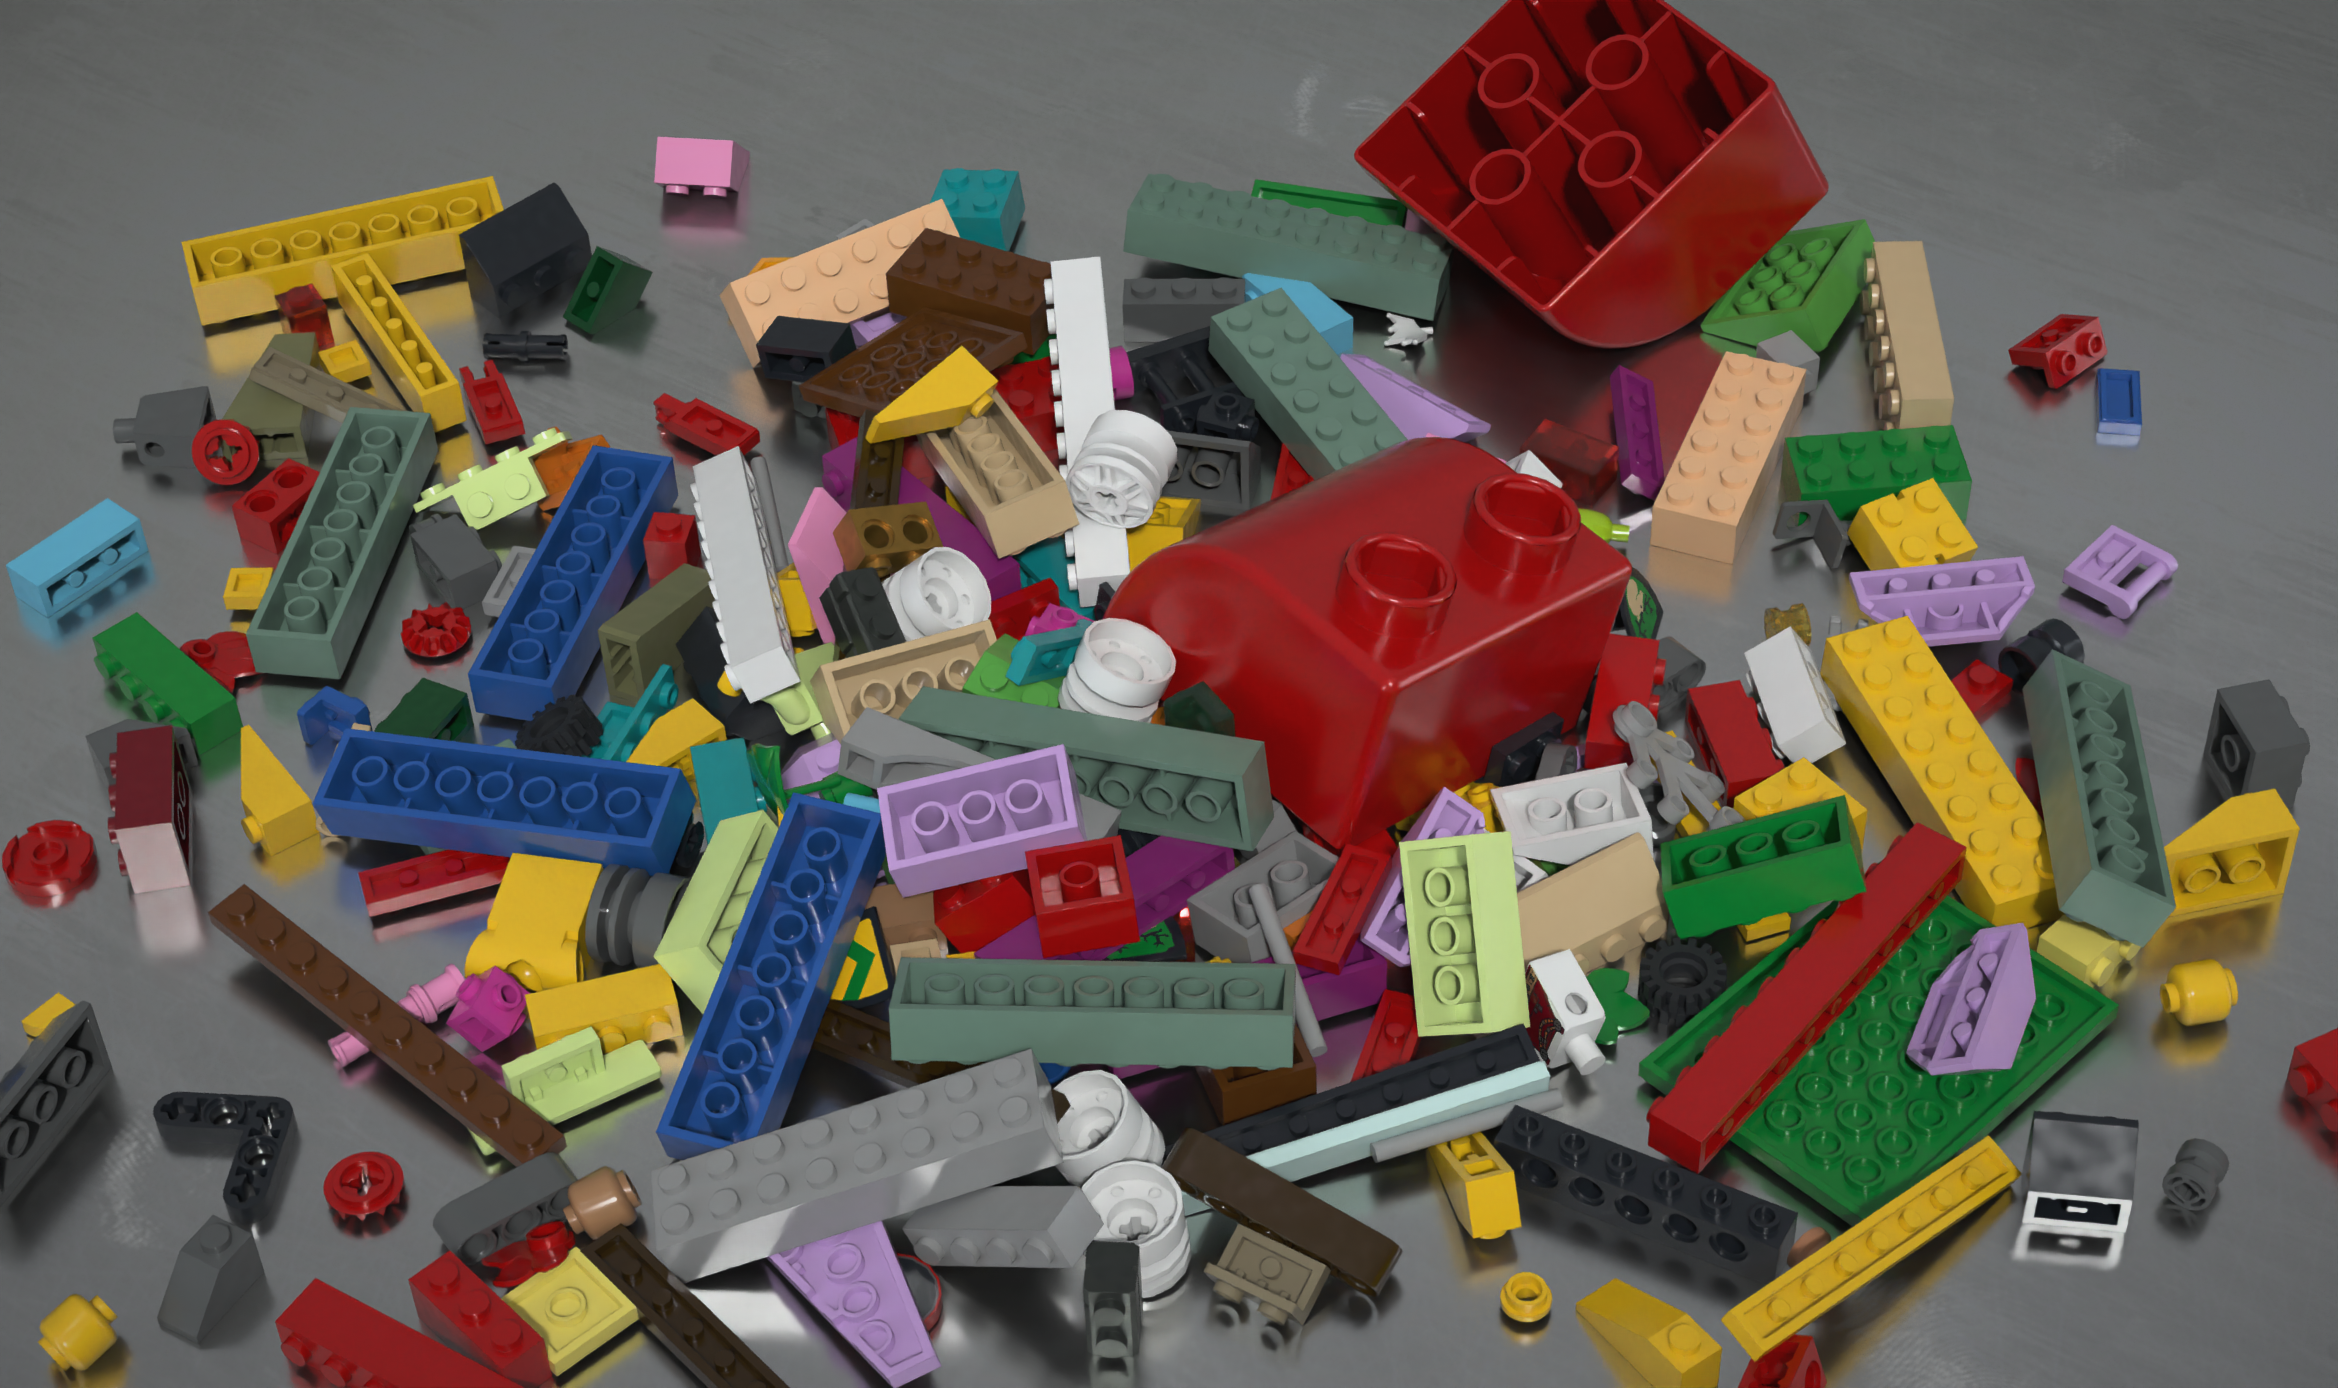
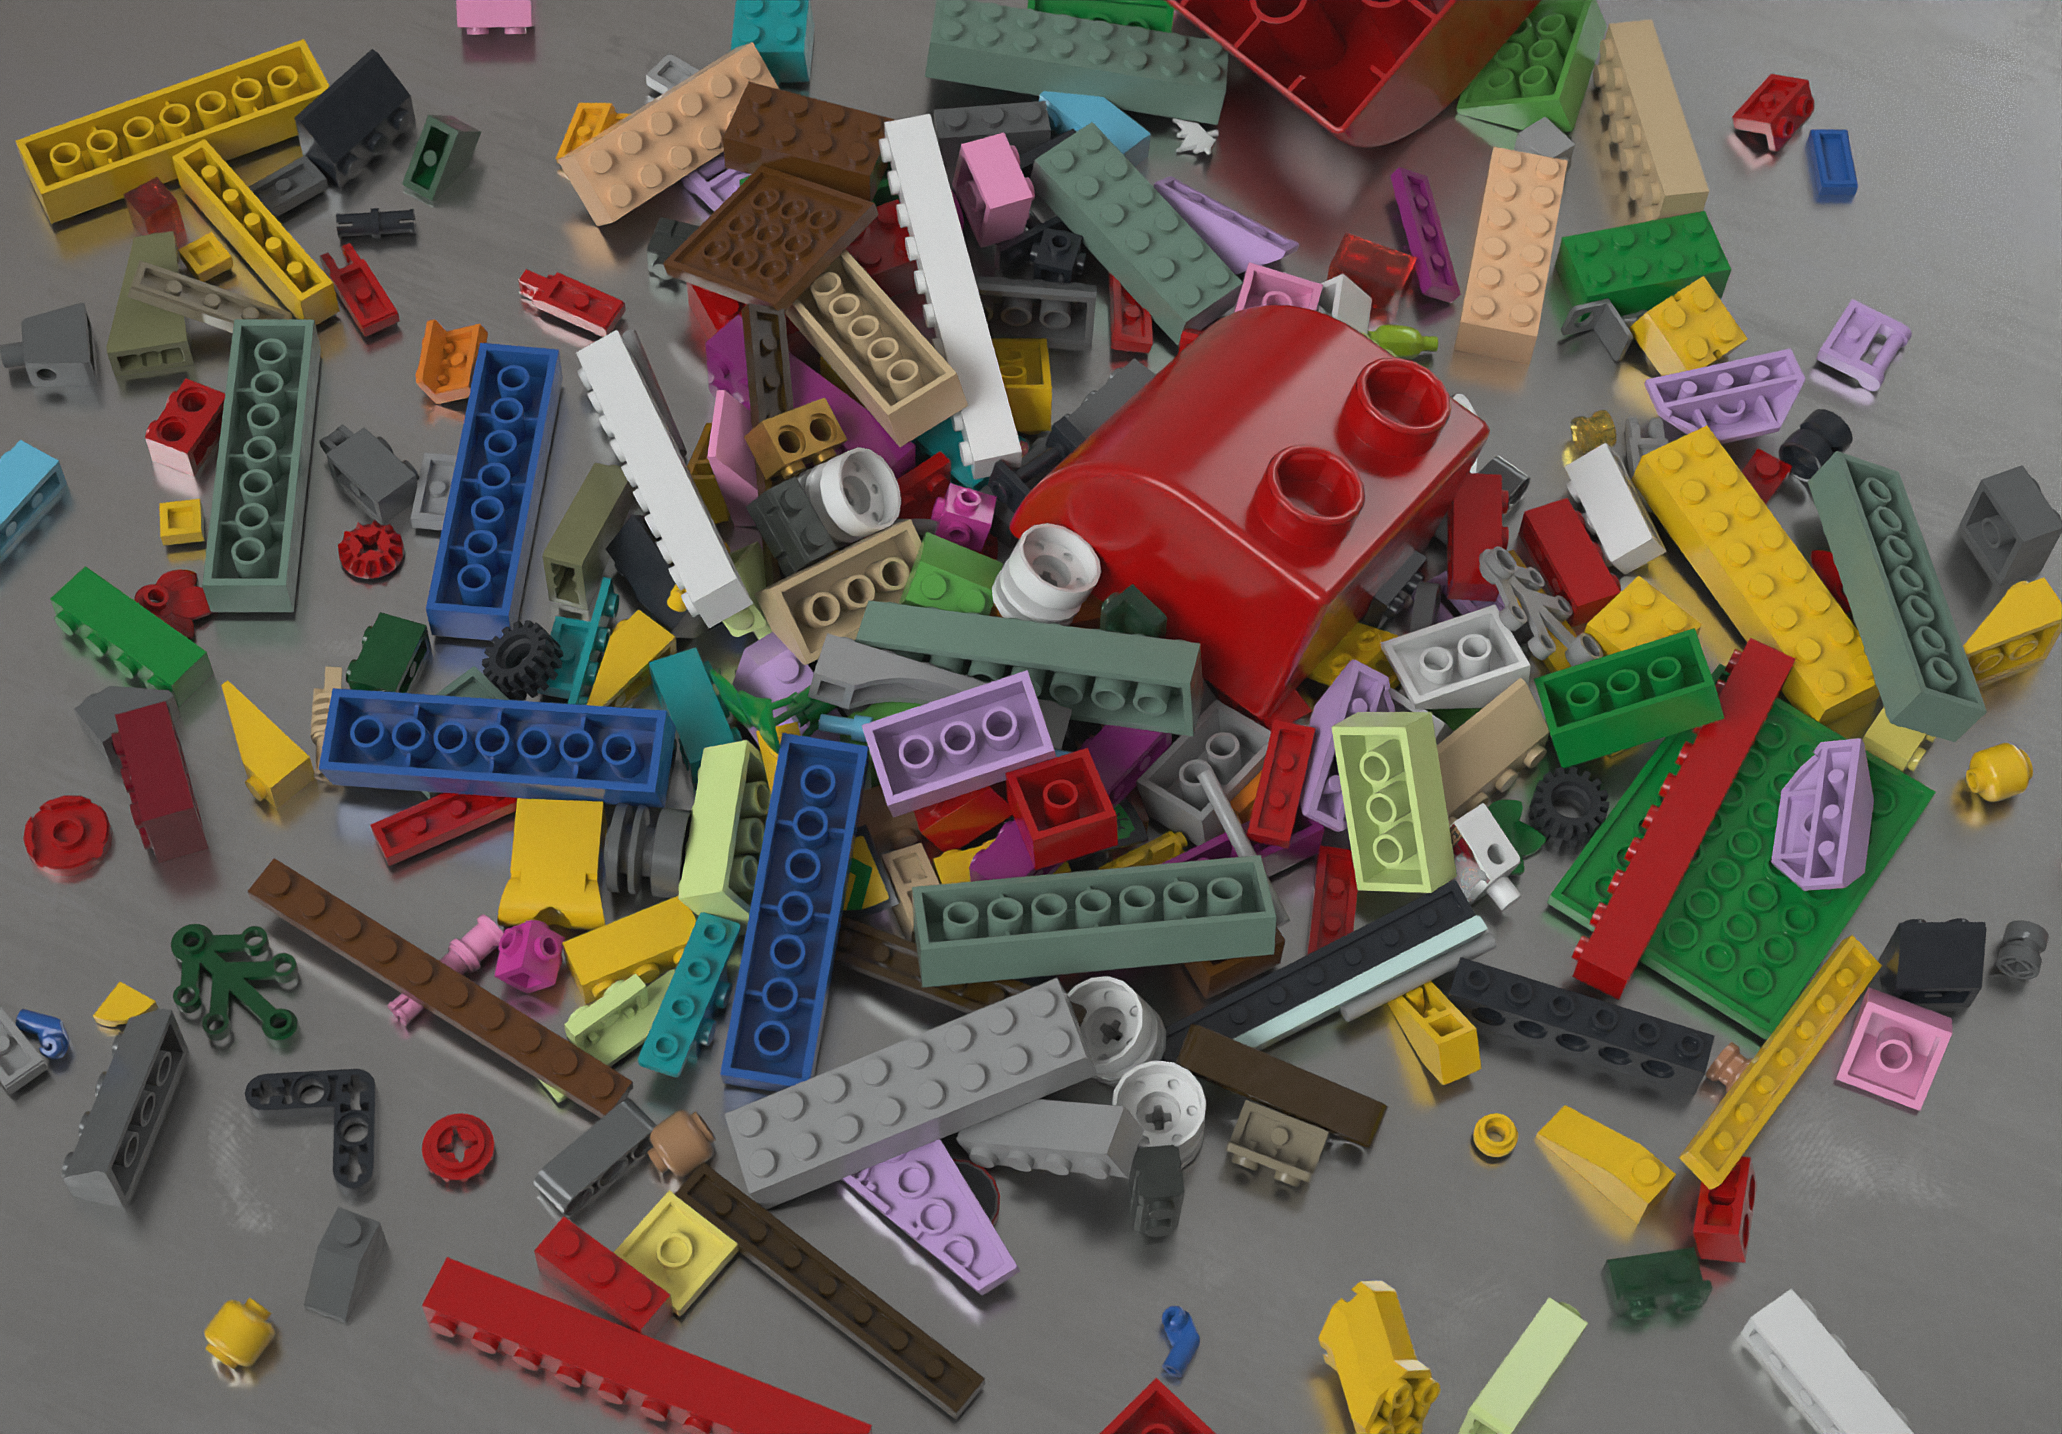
camera: 15 degrees left, 15 degrees up
(149, 971) = (232, 978): none -> dark green plant
(218, 468) = (113, 388): red gear -> none
(330, 712) = (301, 652): blue bracket -> none
(447, 308) = (289, 186): none -> dark grey plate
(500, 489) = (396, 392): yellowish green bracket -> none
(540, 1252) = (630, 1203): red plate -> none
(647, 1066) = (692, 997): none -> teal bracket
(670, 543) = (574, 439): red brick -> none
(803, 347) = (657, 217): black brick -> none
(938, 400) = (820, 284): yellow slope -> none
(1045, 654) = (981, 554): teal plate -> none
(1121, 469) = (1003, 352): white wheel -> none
(1163, 344) = (993, 189): none -> bright pink brick
(2019, 1258) = (1894, 1048): none -> bright pink slope

